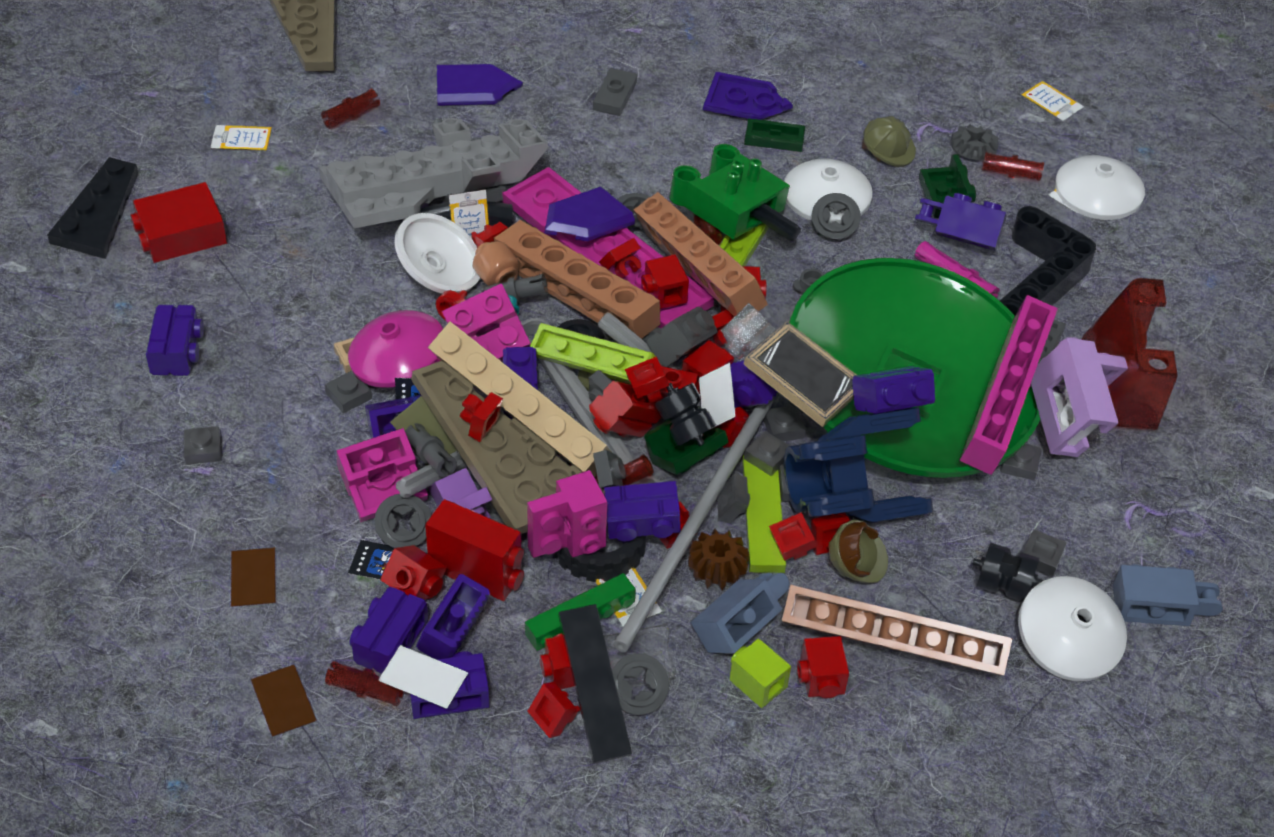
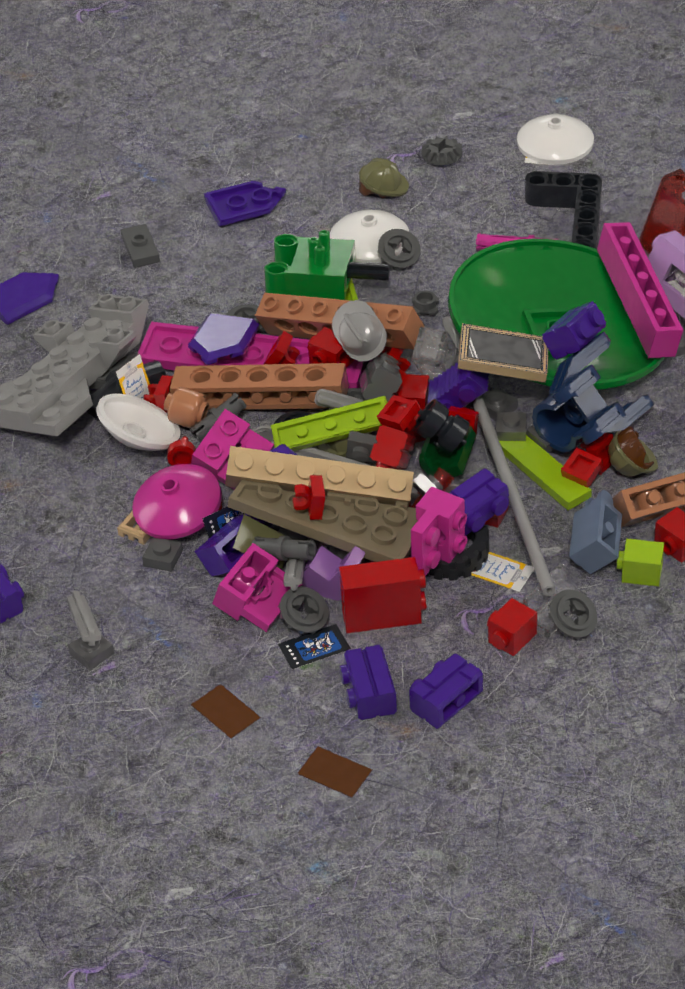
camera: 30 degrees left, 5 degrees down
(214, 412) = (83, 618): none -> light grey axle
(363, 683) = (385, 725): clear red pin -> none
(414, 572) = (350, 634): red brick -> none
(423, 676) = (431, 689): white sticker -> none
(453, 618) = (410, 645): dark purple brick -> none
(552, 709) = (531, 663): red tile -> none
(594, 684) = (549, 626): black tile -> none
(608, 597) = (485, 596): green piece -> none
(693, 275) = (359, 330): none -> light grey piece
(717, 394) = (447, 396): white sticker -> none
(718, 559) = (547, 509): reddish brown gear -> none
(733, 498) = (519, 466): flat silver plate -> none
(774, 135) = (292, 217): dark green tile -> none
(946, 181) = (458, 190): dark green bracket -> none
(965, 220) = (494, 204): dark purple brick -> none
(1013, 166) = (485, 154): clear red pin -> none
(1052, 100) = (465, 96): white sticker -> none

